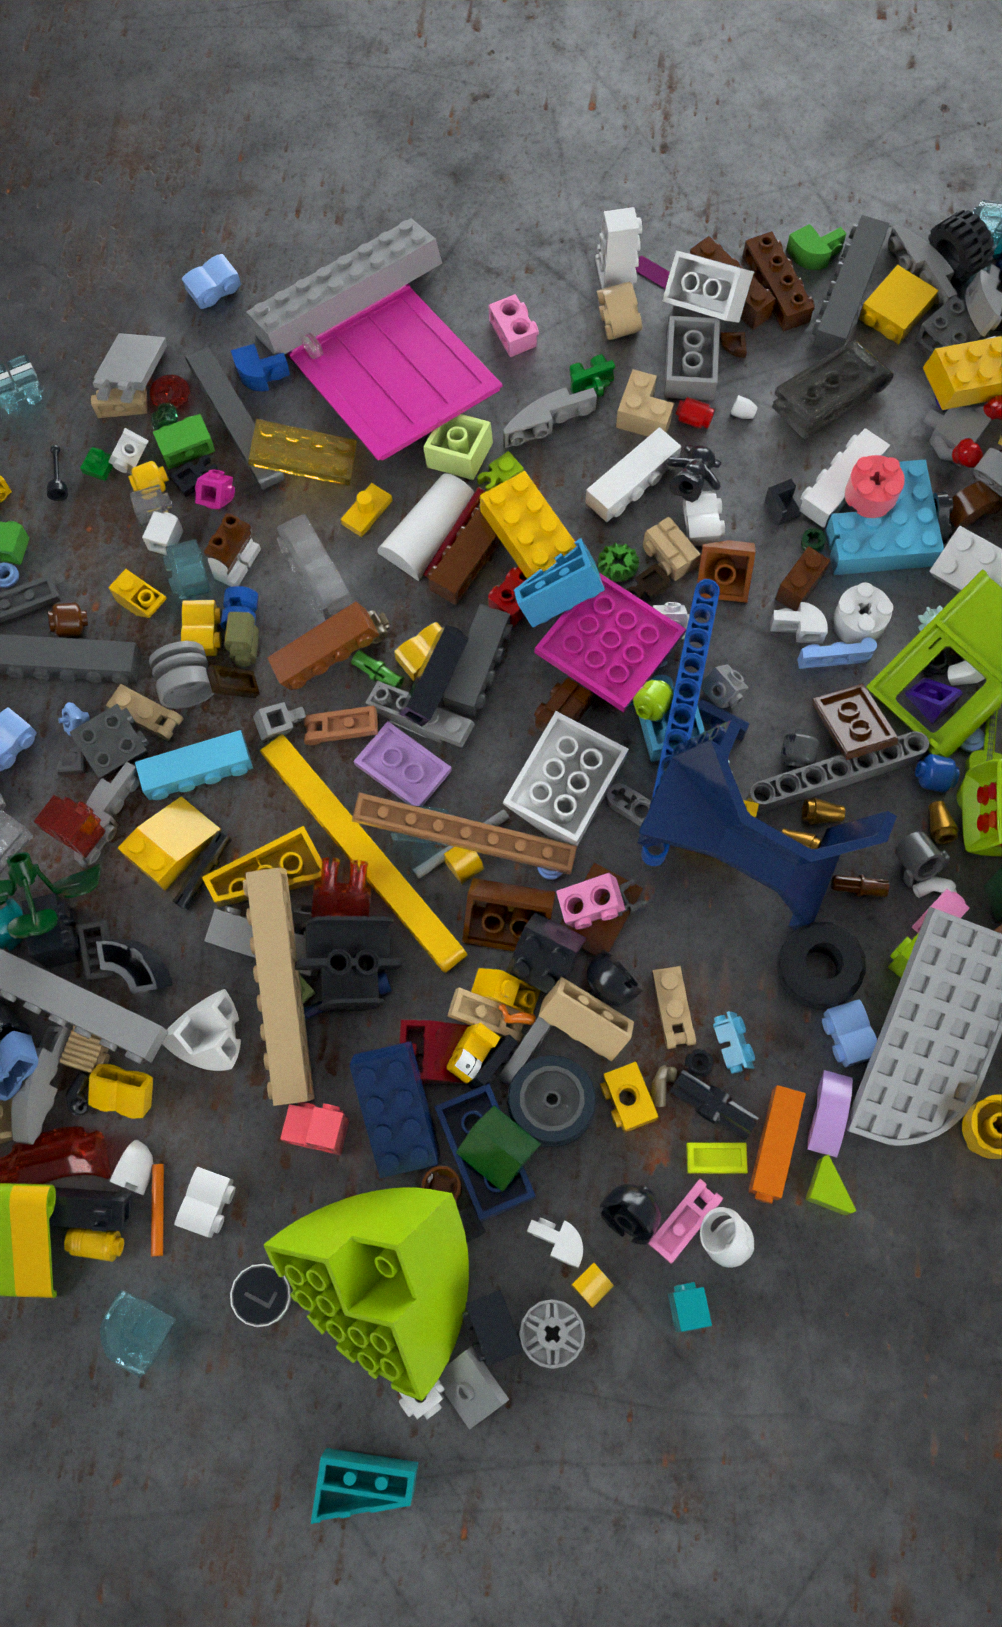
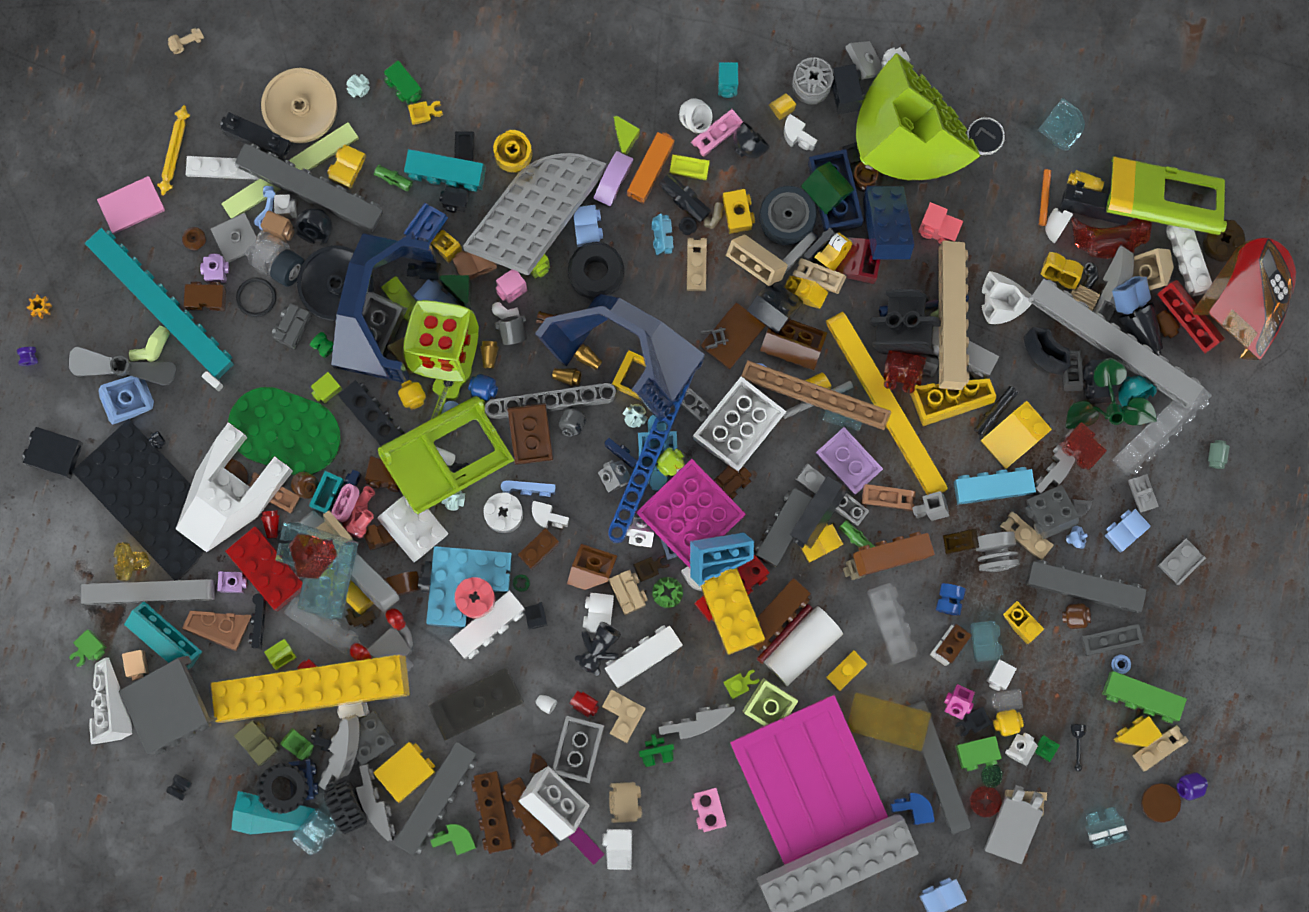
camera: 175 degrees left, 10 degrees up
(201, 623) = (981, 592): yellow brick -> none
(204, 1202) = (1014, 195): white brick -> none
(241, 638) = (951, 570): olive brick -> none
(312, 346) = (870, 816): clear tile -> none
(361, 1483) = (936, 21): teal wedge -> none
(520, 1017) = (798, 270): orange piece -> none
(590, 894) = (739, 340): bright pink brick -> none
(611, 981) = (733, 285): black cylinder -> none
(933, 698) = (470, 443): dark purple slope -> none

